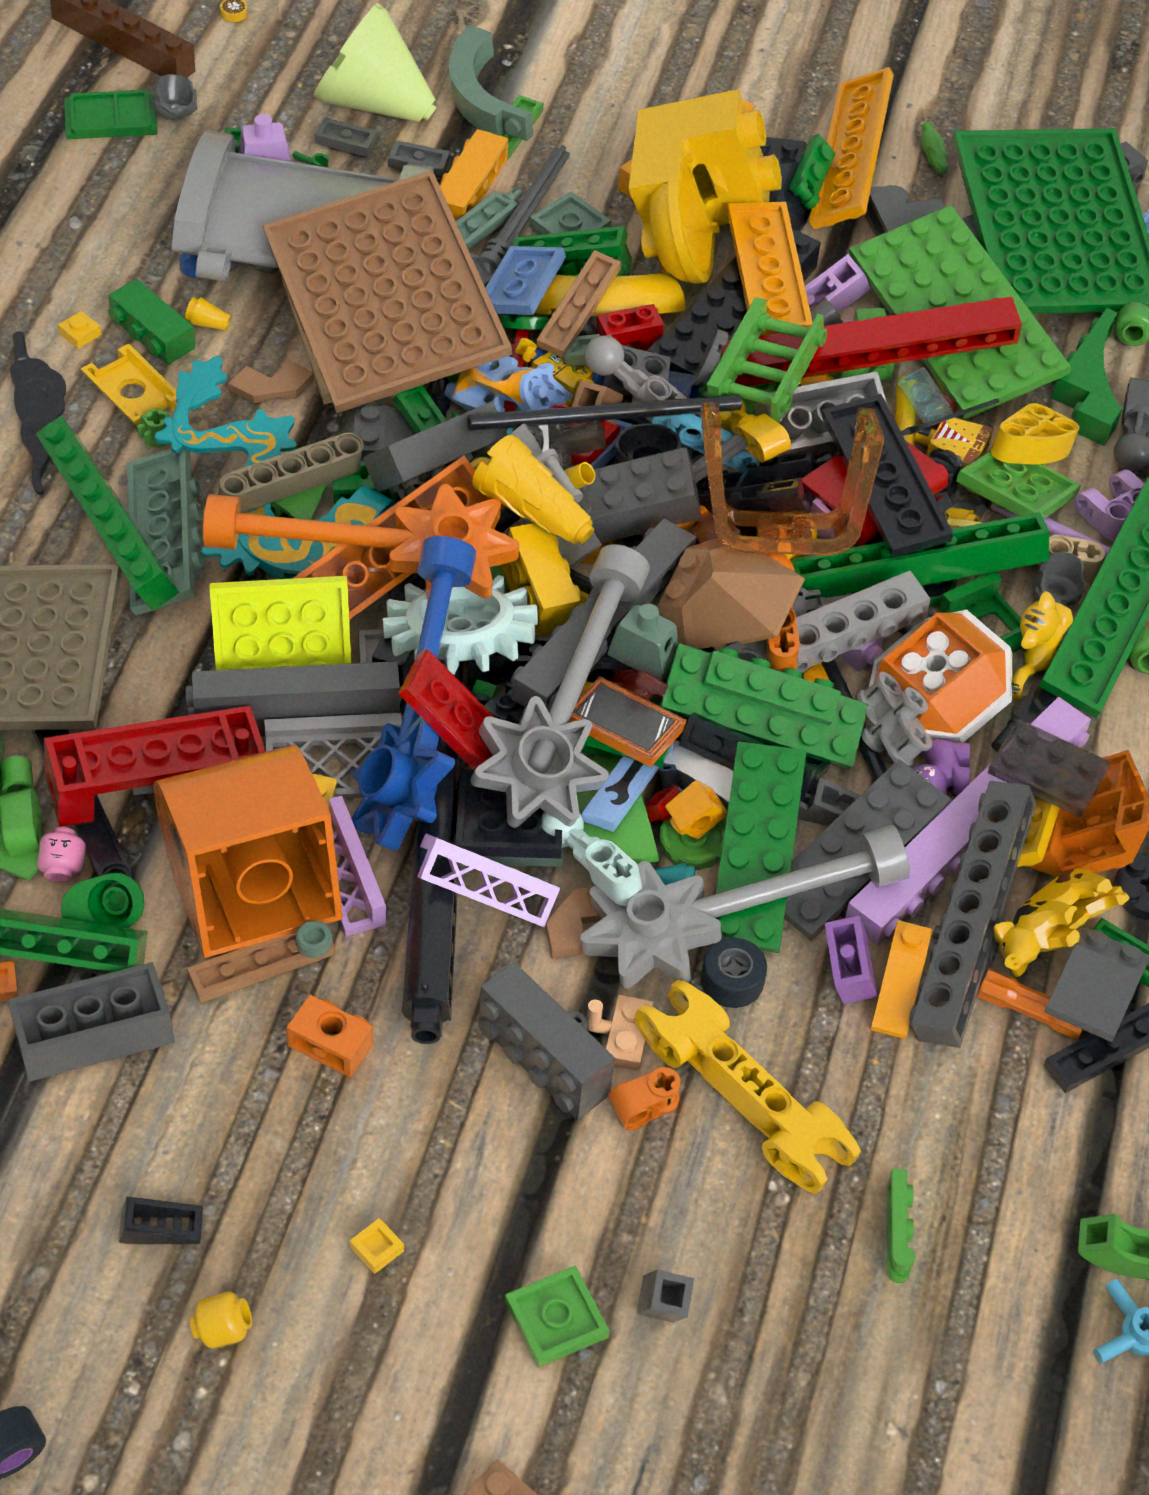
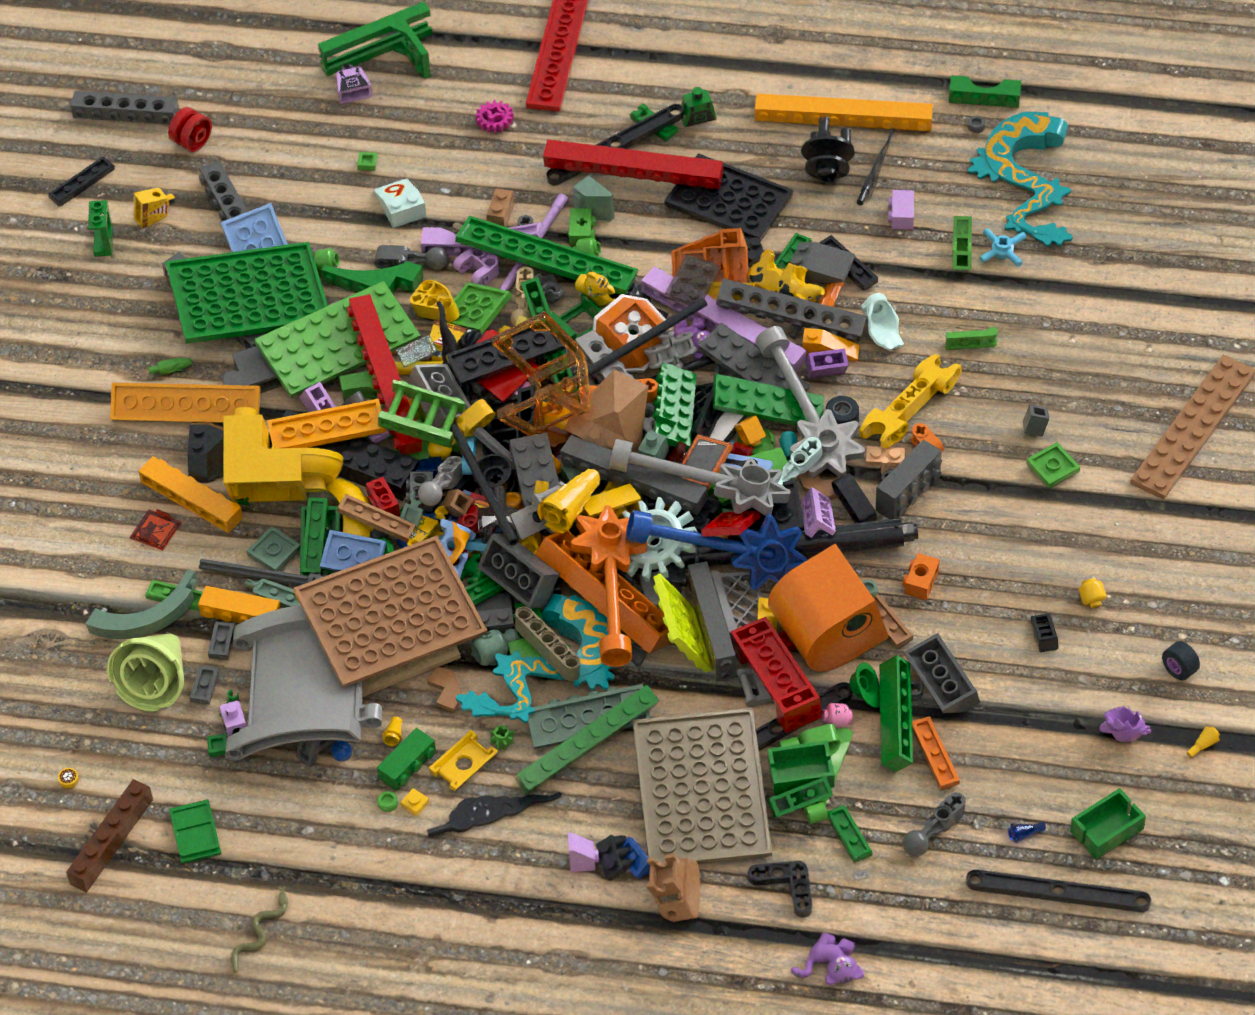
camera: 90 degrees left, 0 degrees up
(91, 302) = (387, 801): none -> bright green tile
(174, 97) = (184, 786): dark grey hair -> none
(319, 421) = (494, 642): none -> sand green piece
(376, 1245) = (1035, 540): yellow plate -> none
(531, 948) = (854, 499): none -> black beam
(624, 114) = (155, 529): none -> clear red piece
(710, 358) = (418, 452): dark grey tile -> none
(812, 171) = (201, 415): green plate -> none
(902, 662) = (645, 337): none -> black piece
(945, 1070) = (882, 322): none -> light aqua hair

